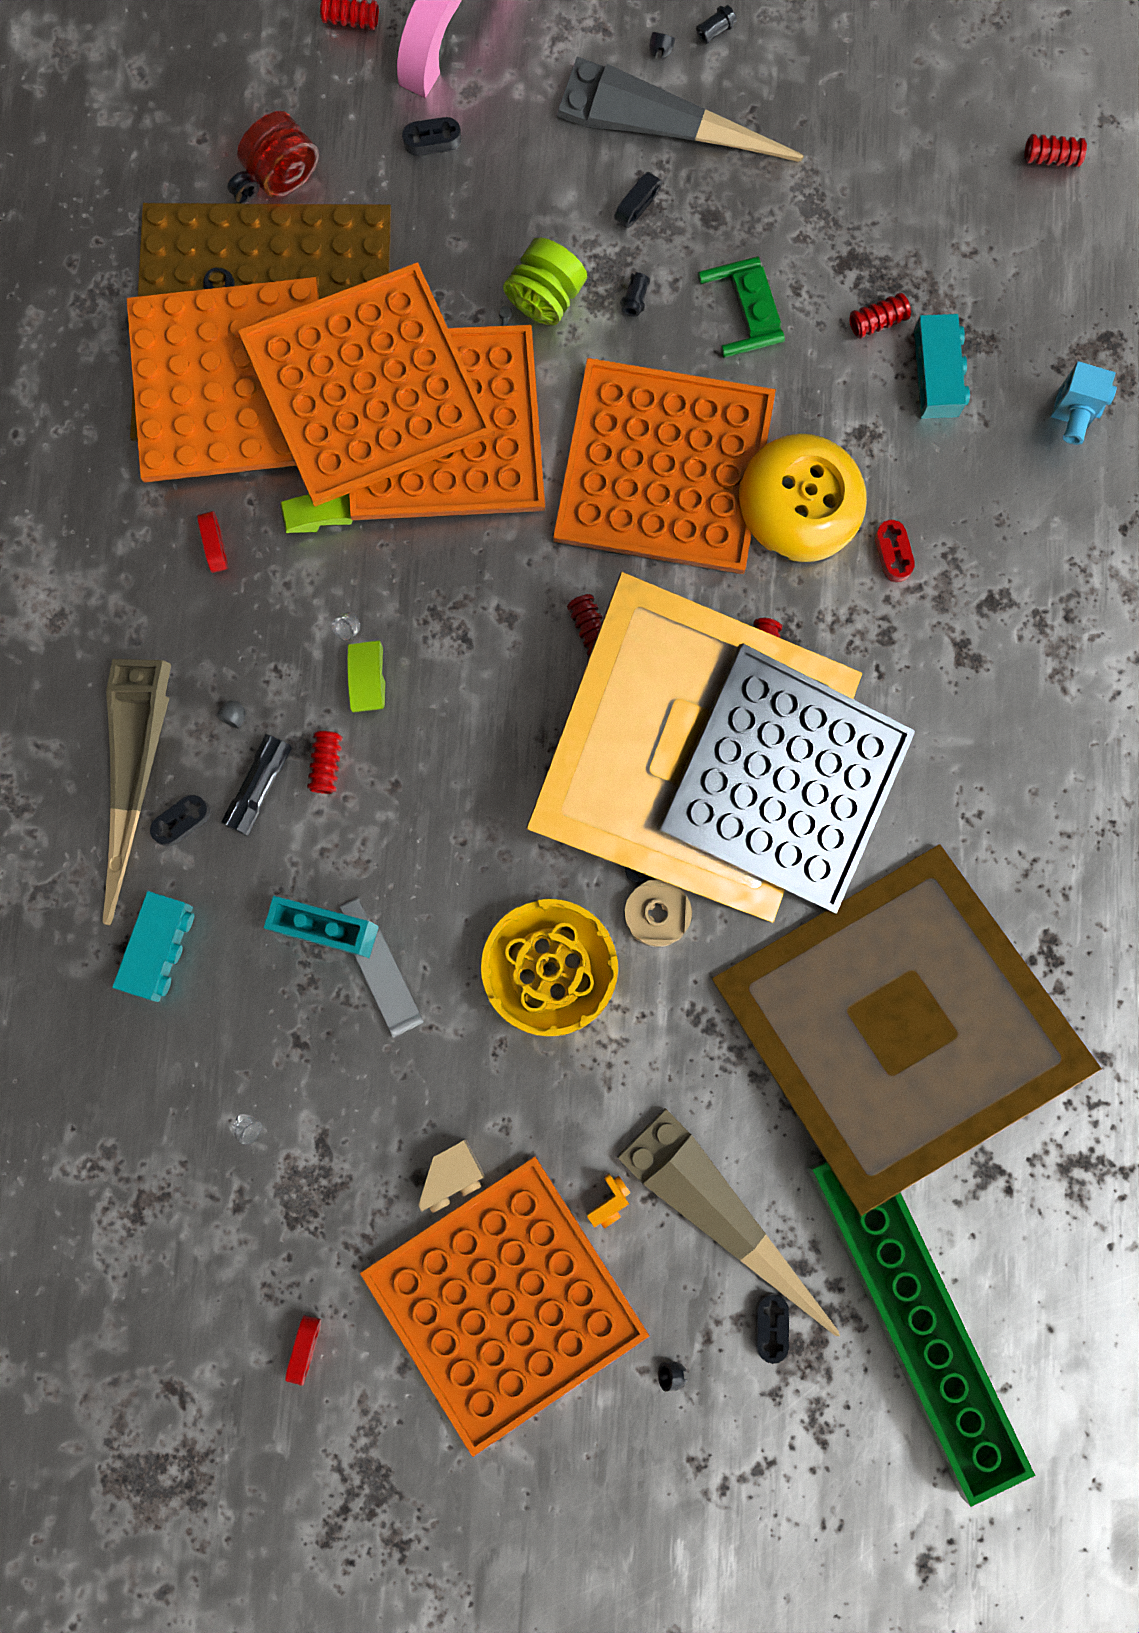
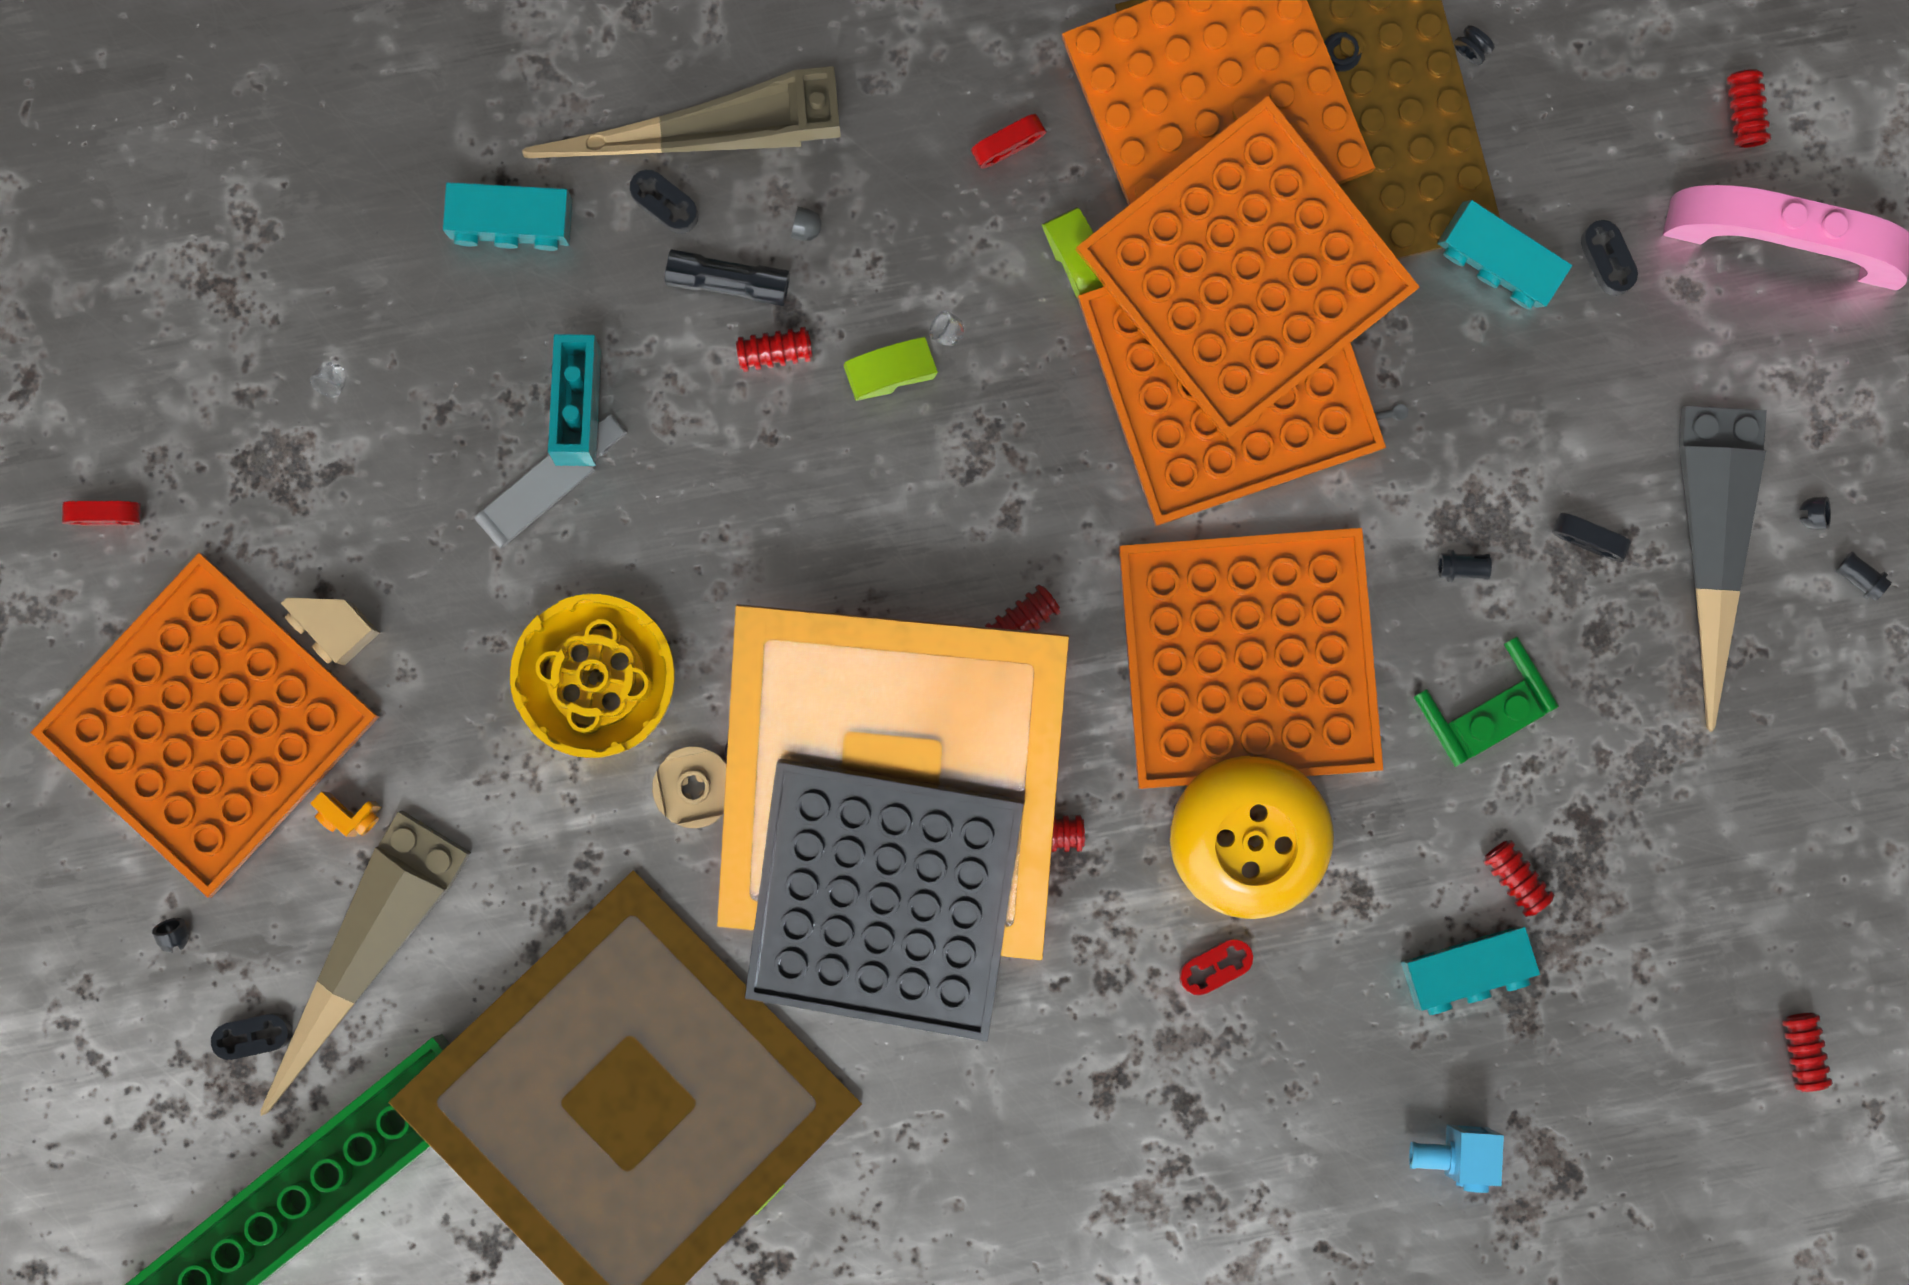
camera: 75 degrees right, 5 degrees up
(278, 154) = (1521, 76): clear red wheel -> none
(409, 204) = (1503, 255): none -> teal brick
(545, 281) = (1442, 449): lime wheel -> none

